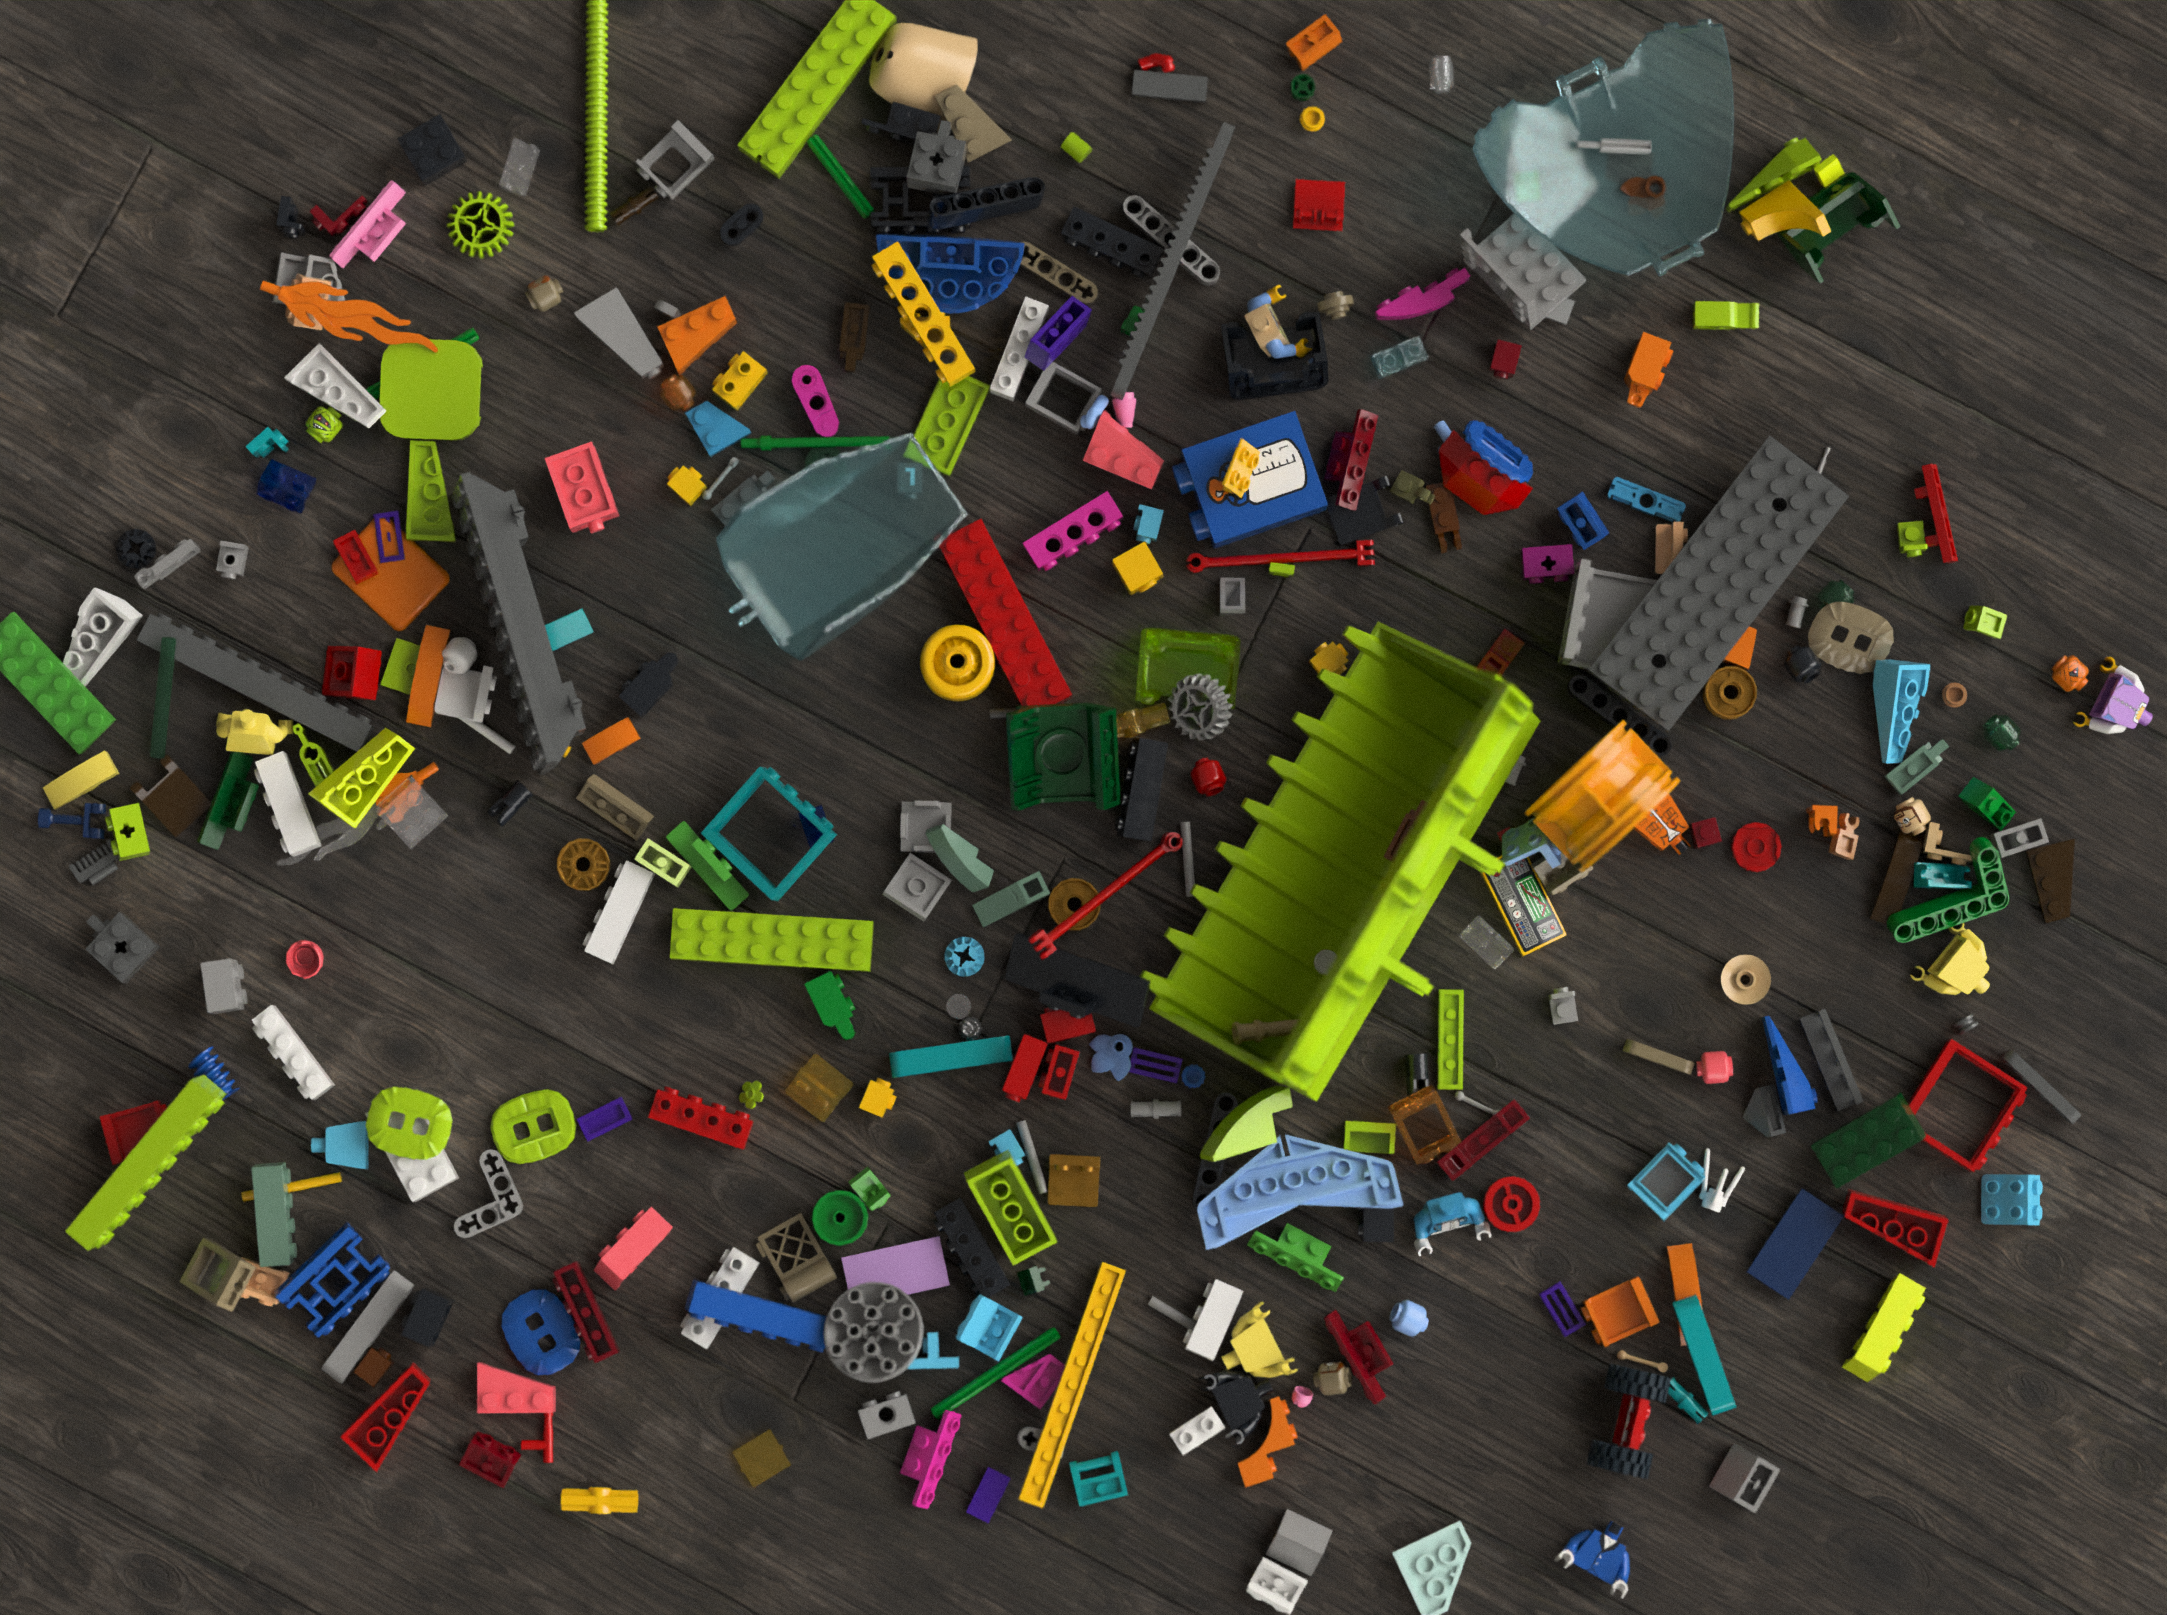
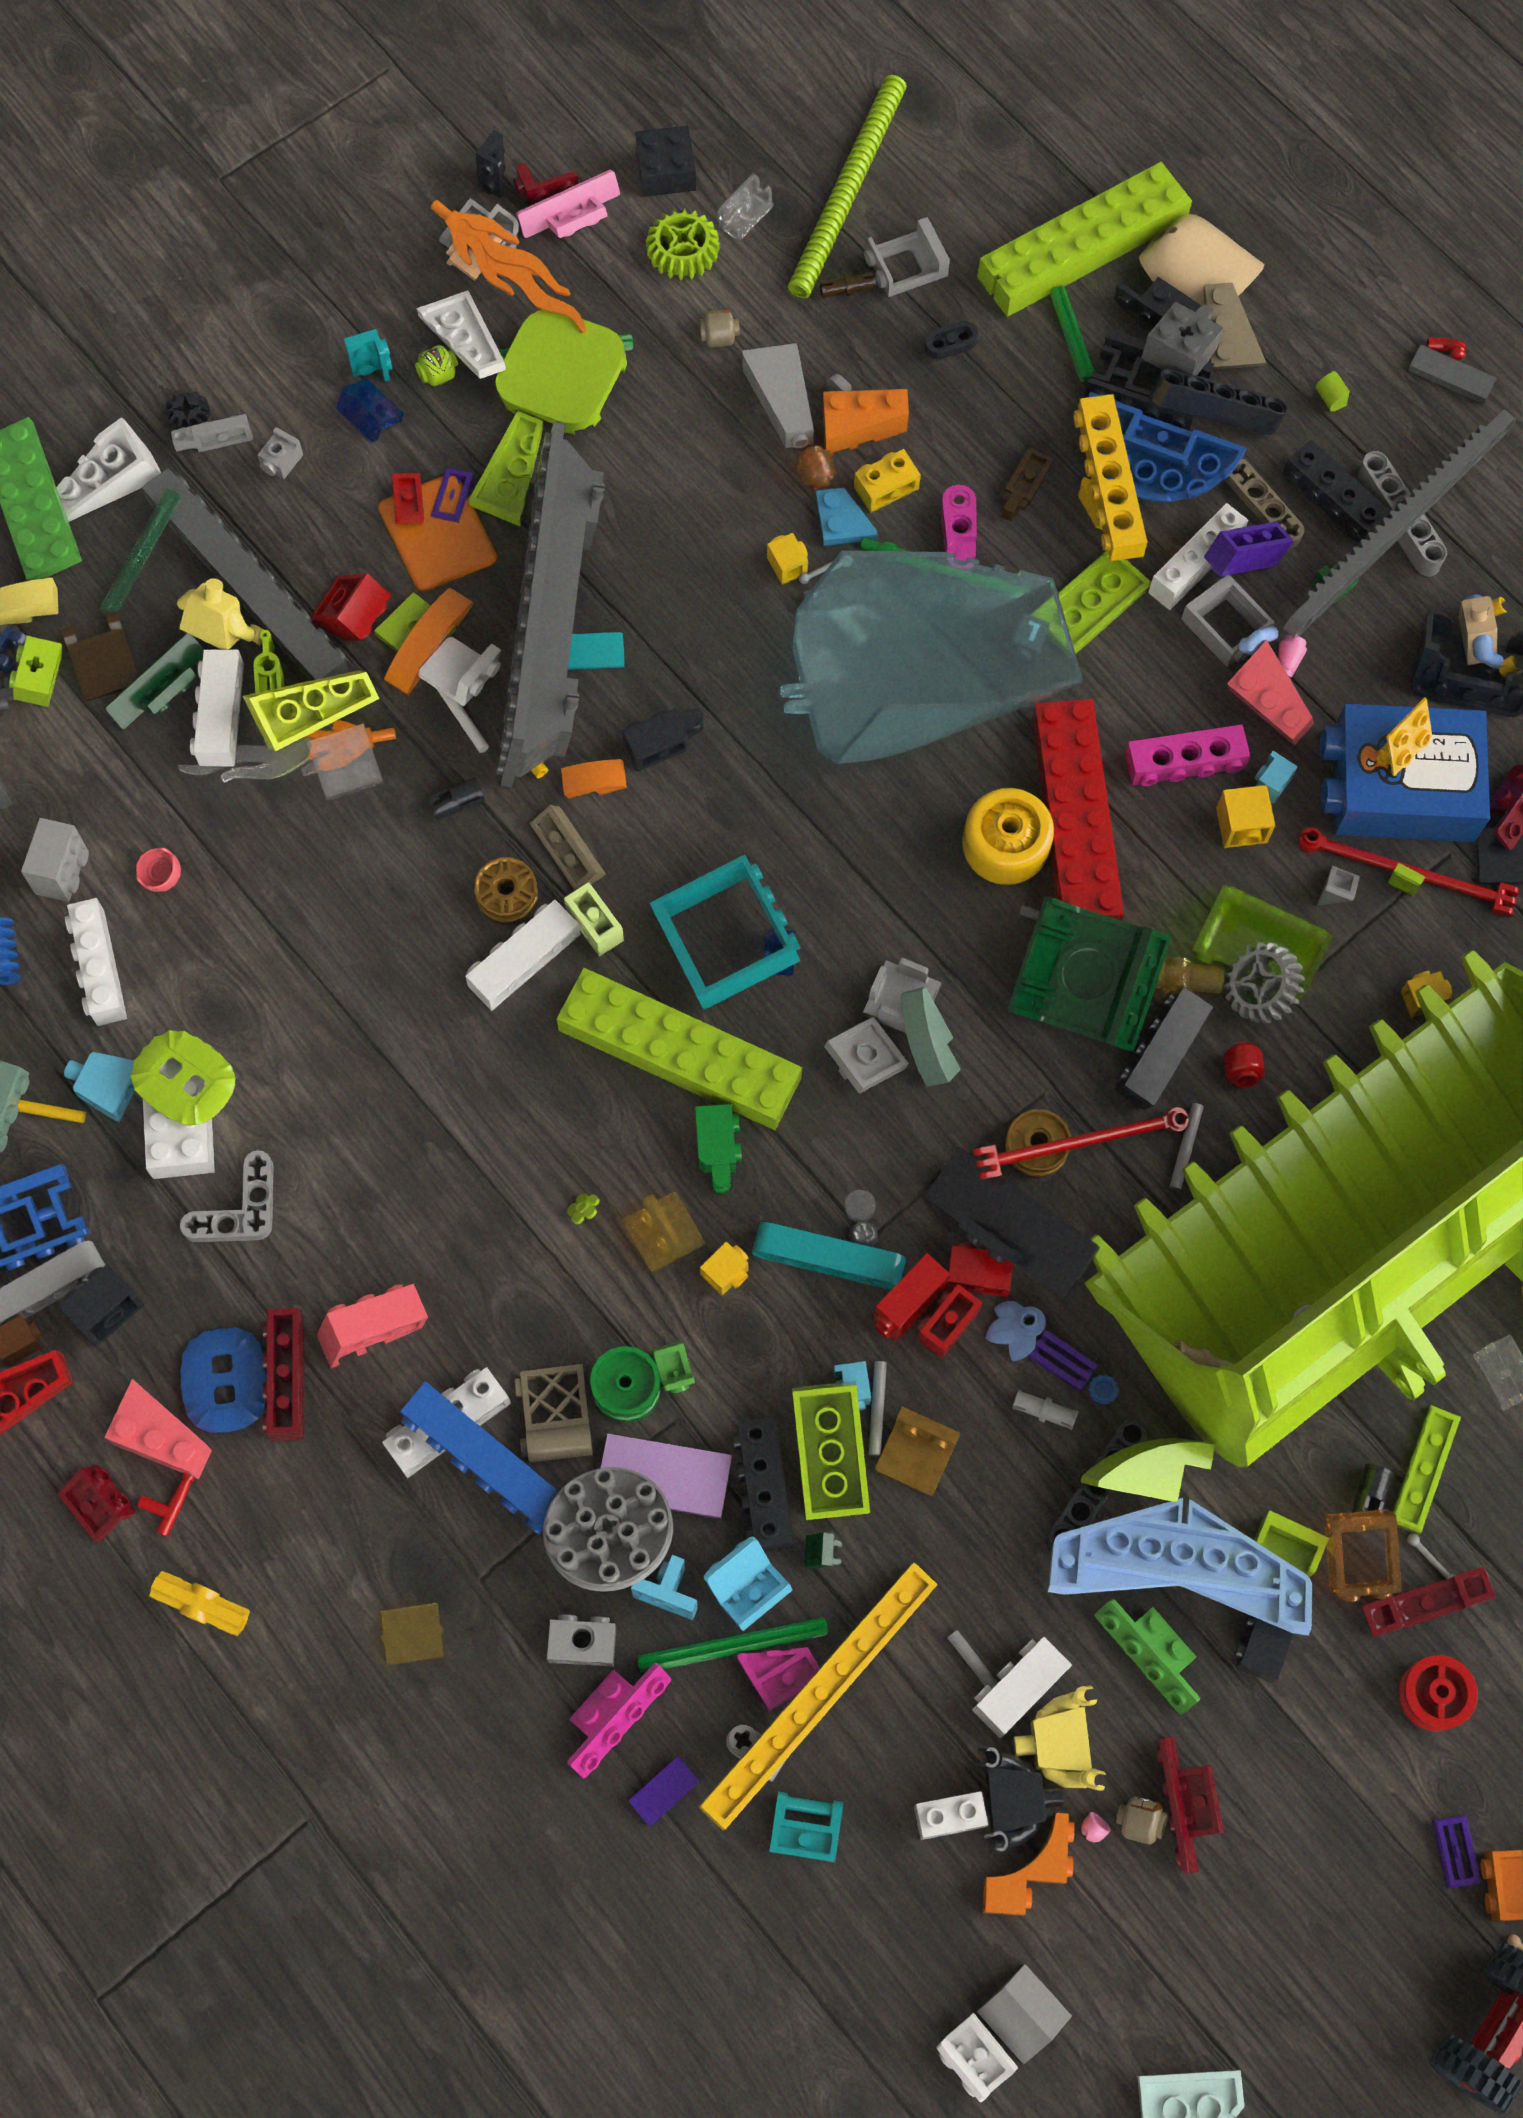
camera: 20 degrees right, 15 degrees down
(459, 655) = (470, 630): white head -> none
(527, 1109) = (321, 1169): lime piece -> none
(582, 488) = (675, 514): coral torso -> none
(604, 1119) = (406, 1171): dark purple tile -> none
(700, 1118) = (514, 1211): red brick -> none
(711, 869) = (642, 944): bright green bracket -> none
(969, 967) = (889, 1167): medium azure gear -> none
(1011, 899) = (970, 1108): sand green slope -> none
(1408, 1318) = (1262, 1783): light blue head -> none
(1445, 1215) = (1353, 1673): dark azure torso -> none

